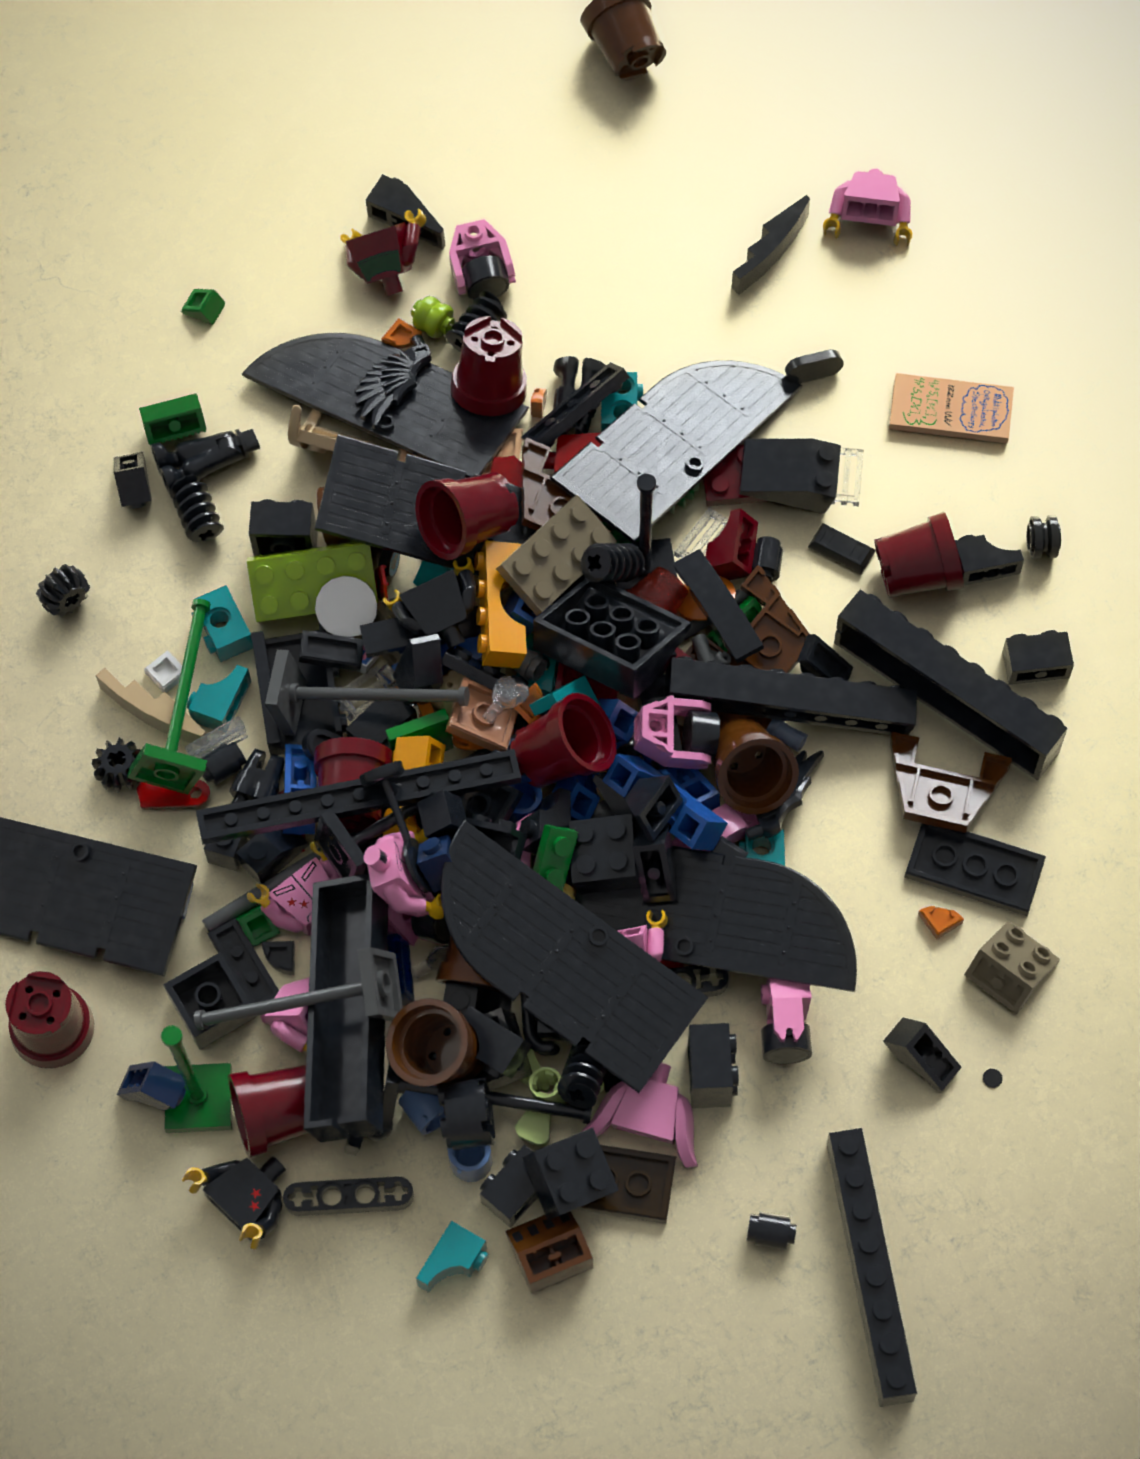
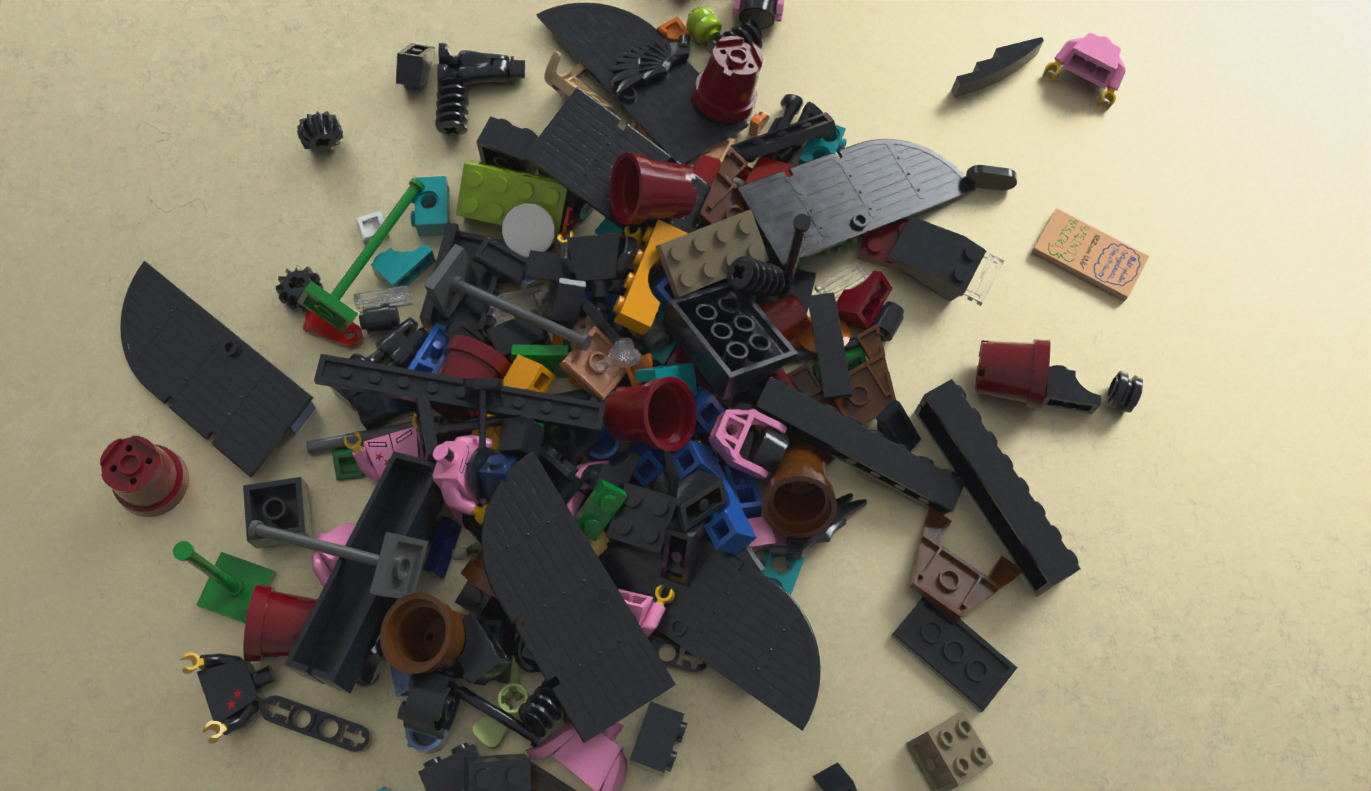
camera: 15 degrees right, 5 degrees up
(141, 704) = (344, 253): tan slope -> none
(152, 1085) = (194, 575): dark blue arch -> none
(173, 419) = (466, 29): green brick -> none
(243, 961) = (323, 492): black tile -> none
(280, 955) = (355, 495): black tile -> none
(704, 652) = (803, 384): dark grey arm -> none
(786, 1035) = (731, 738): bright pink piece -> none
(788, 735) = (842, 475): sand blue pin -> none
(842, 548) = (953, 335): black tile -> none
(940, 920) = (905, 686): orange tile -> none
(1038, 657) = (1079, 492): black brick -> none

